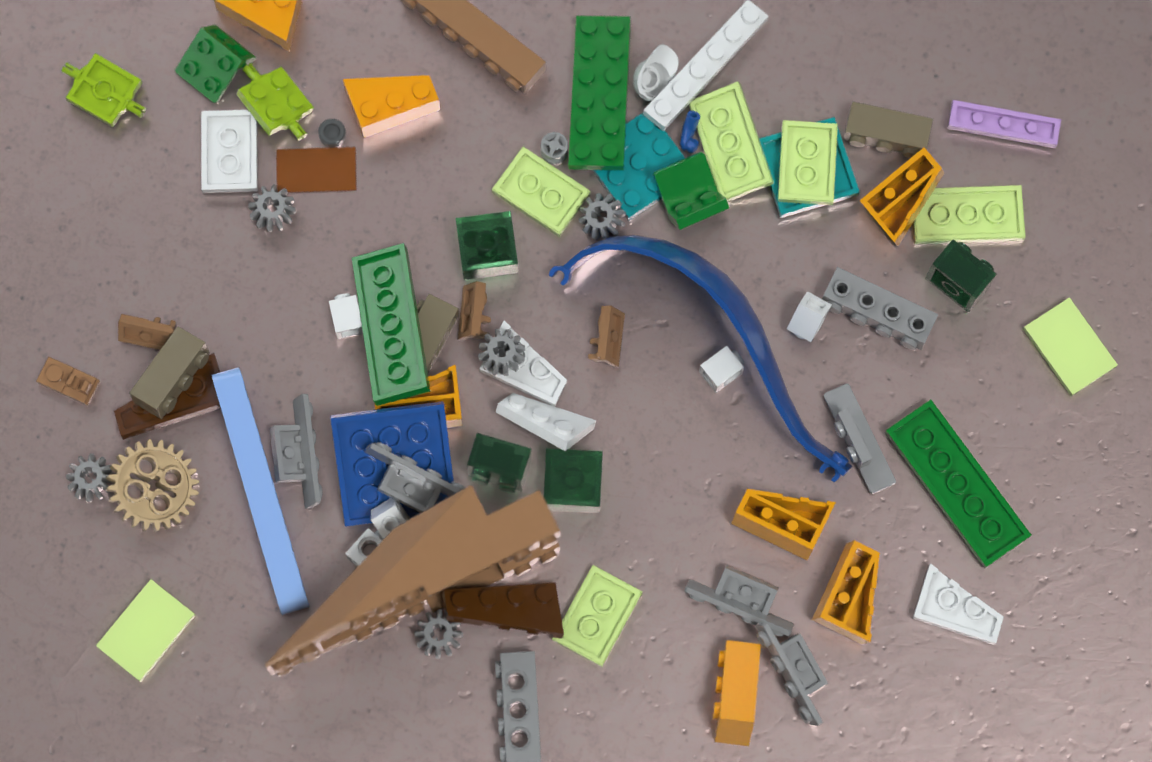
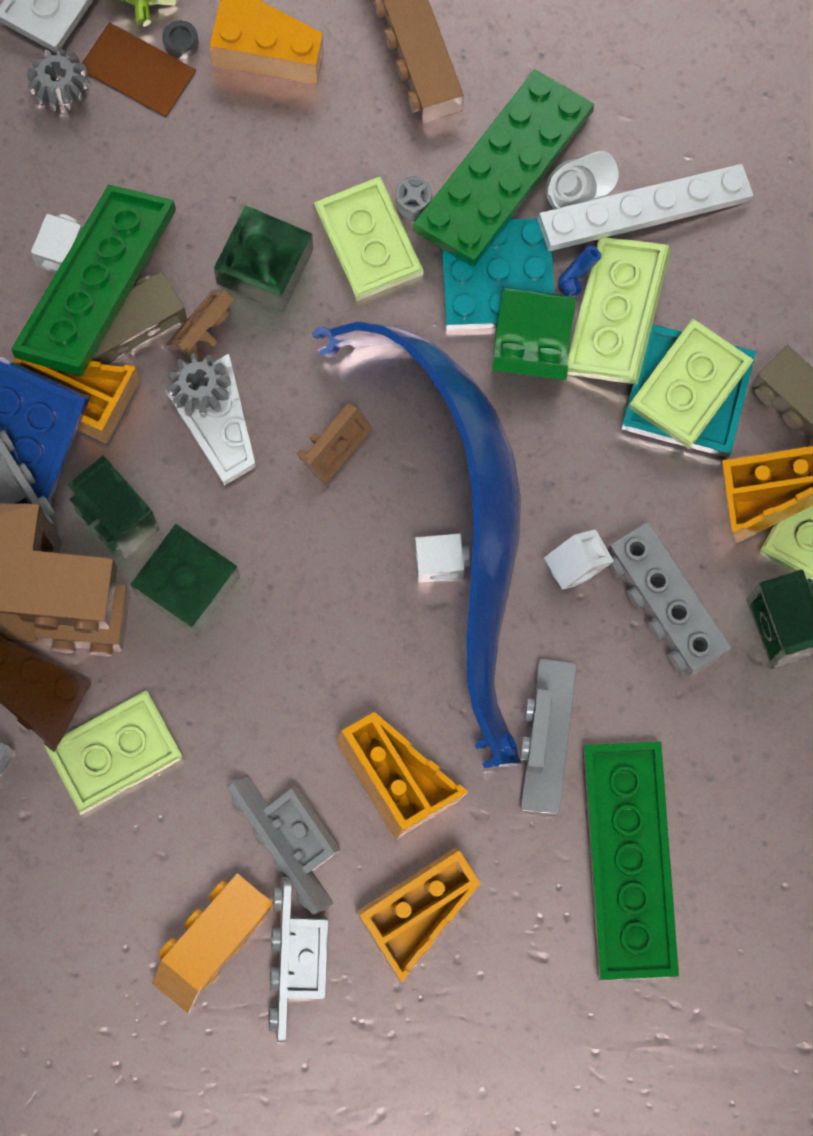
camera: 30 degrees right, 0 degrees up
(546, 421) = (200, 495): white wing -> none
(613, 212) = (408, 295): light grey gear -> none
(954, 609) = (530, 1004): white wing -> none

